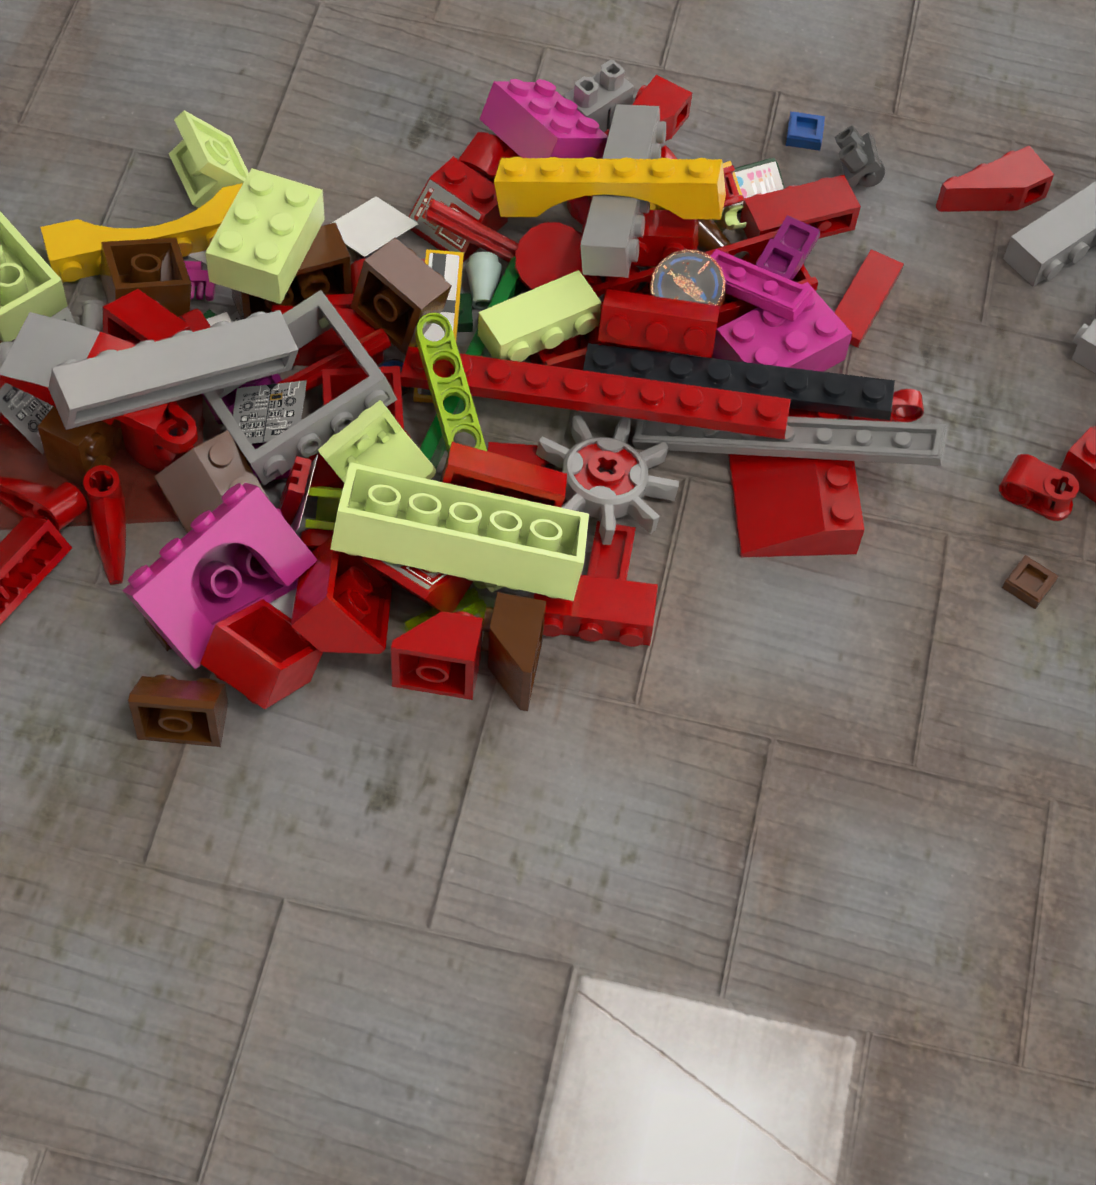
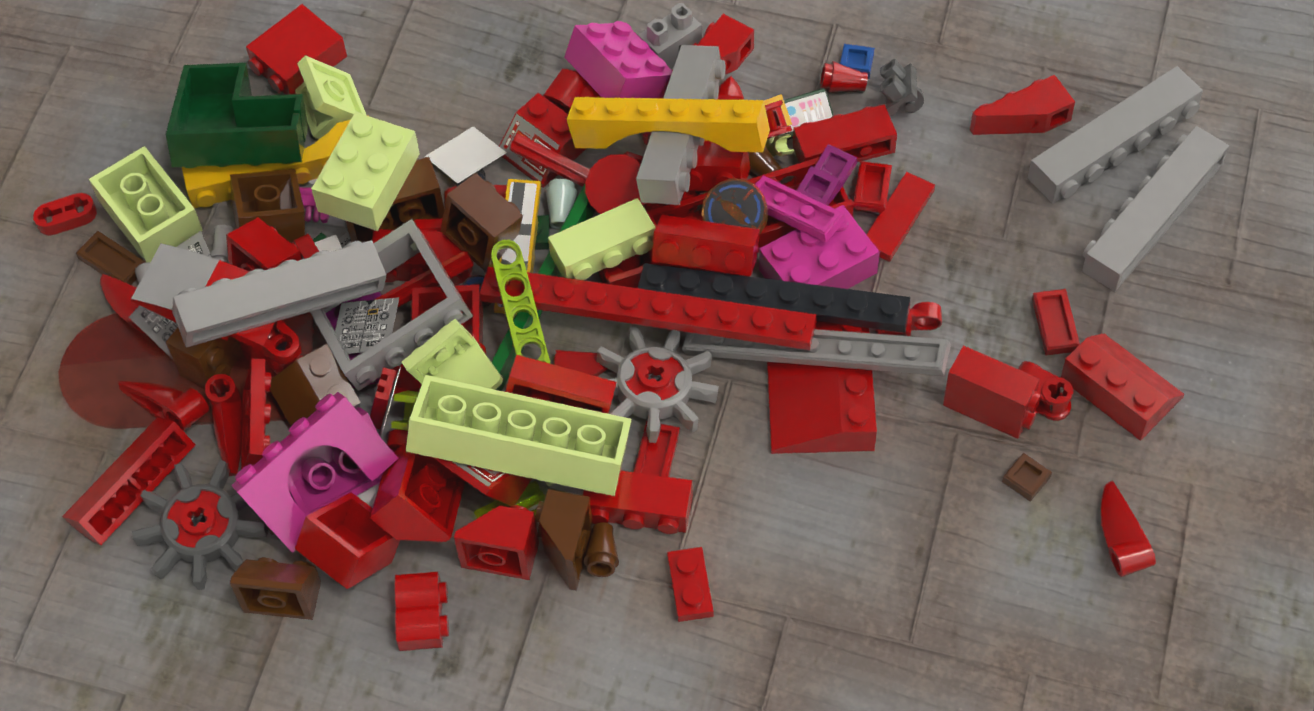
camera: 10 degrees right, 0 degrees up
(81, 638) = (184, 525): none -> dark grey gear
(91, 189) = (224, 125): none -> dark green piece
(144, 510) = (255, 413): none -> red plate
(151, 105) = (287, 42): none -> red brick
(348, 735) = (419, 611): none -> red brick
(556, 667) = (601, 553): none -> reddish brown cone
(659, 702) = (690, 584): none -> red plate
(792, 148) = (841, 78): none -> red cone
(835, 265) = (872, 186): none -> red tile
(989, 487) = (992, 392): none -> red brick
(1048, 413) = (1055, 321): none -> red tile

